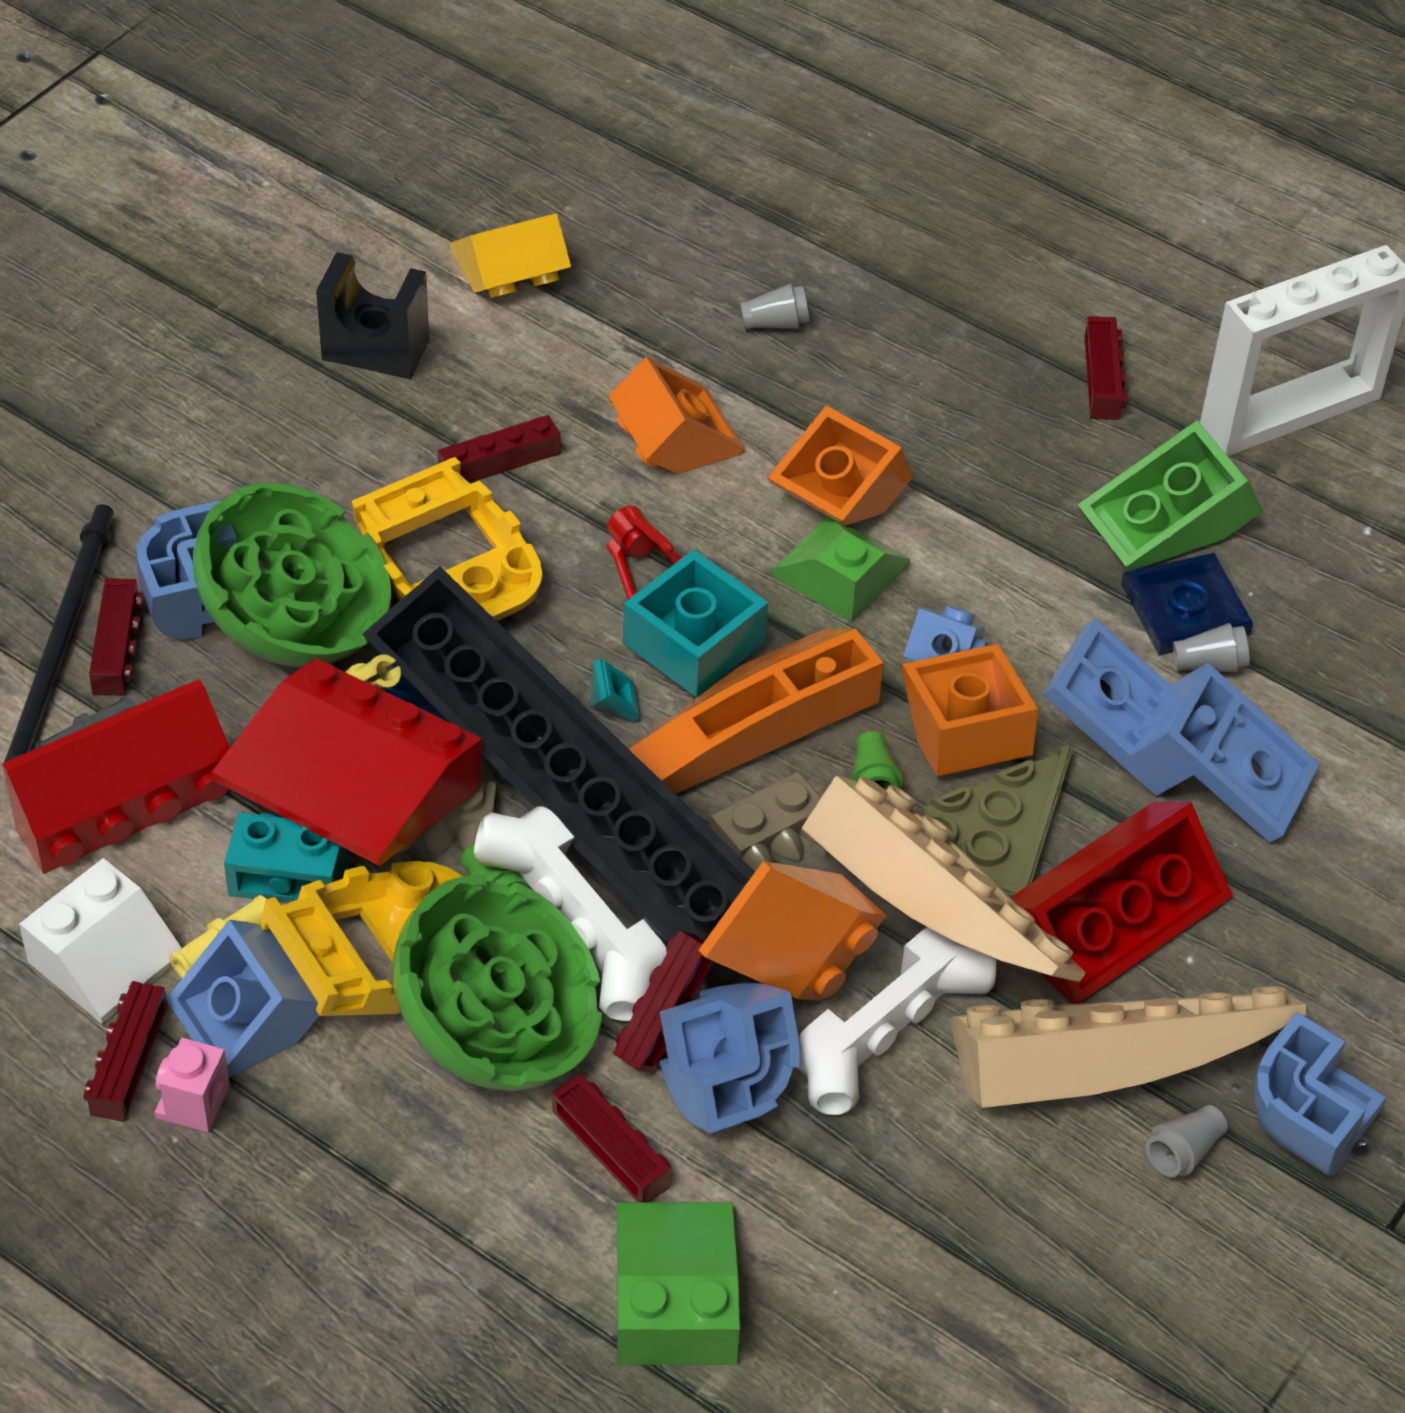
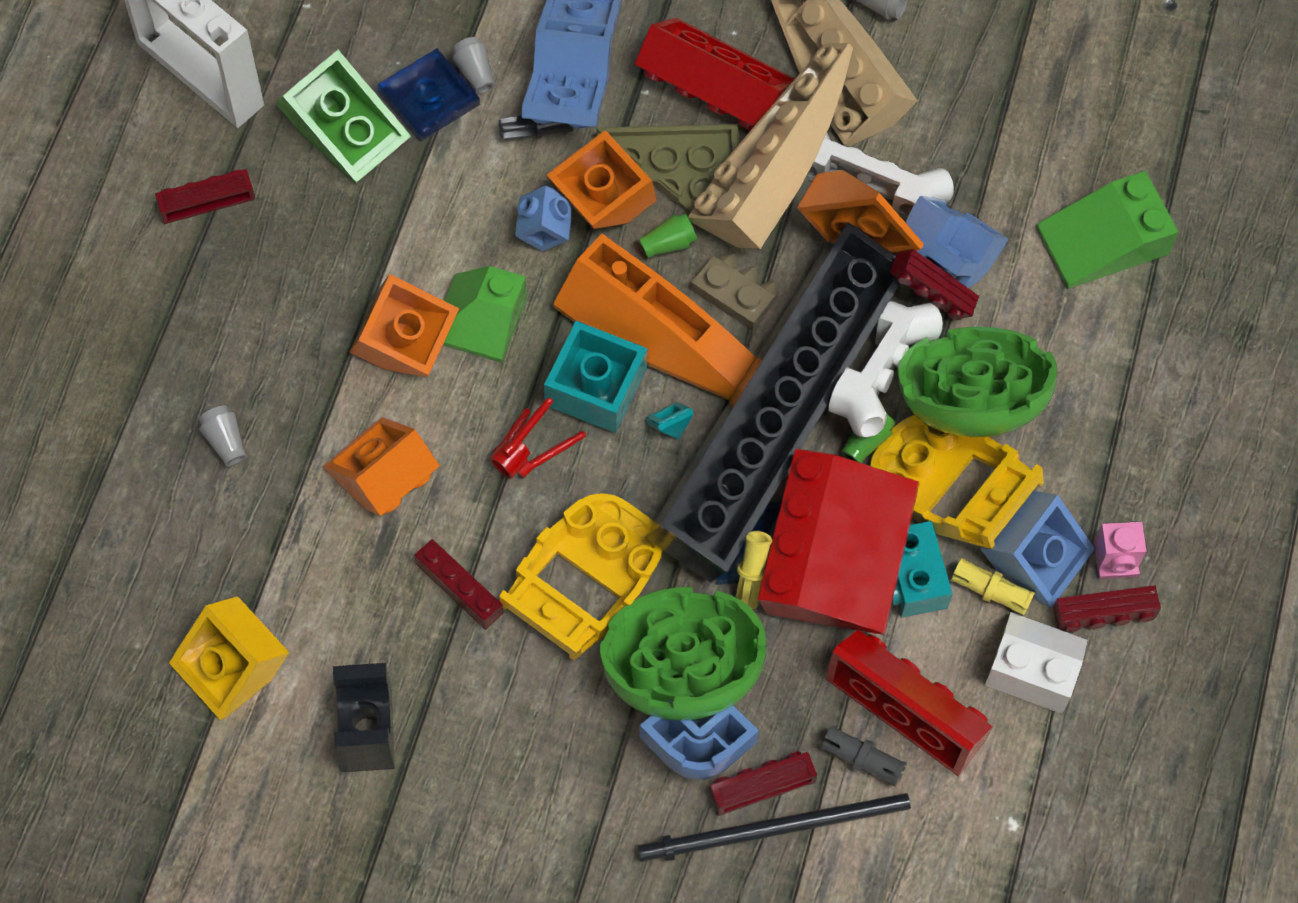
camera: 110 degrees left, 15 degrees up
(611, 1139) = (1032, 295): dark red piece -> none

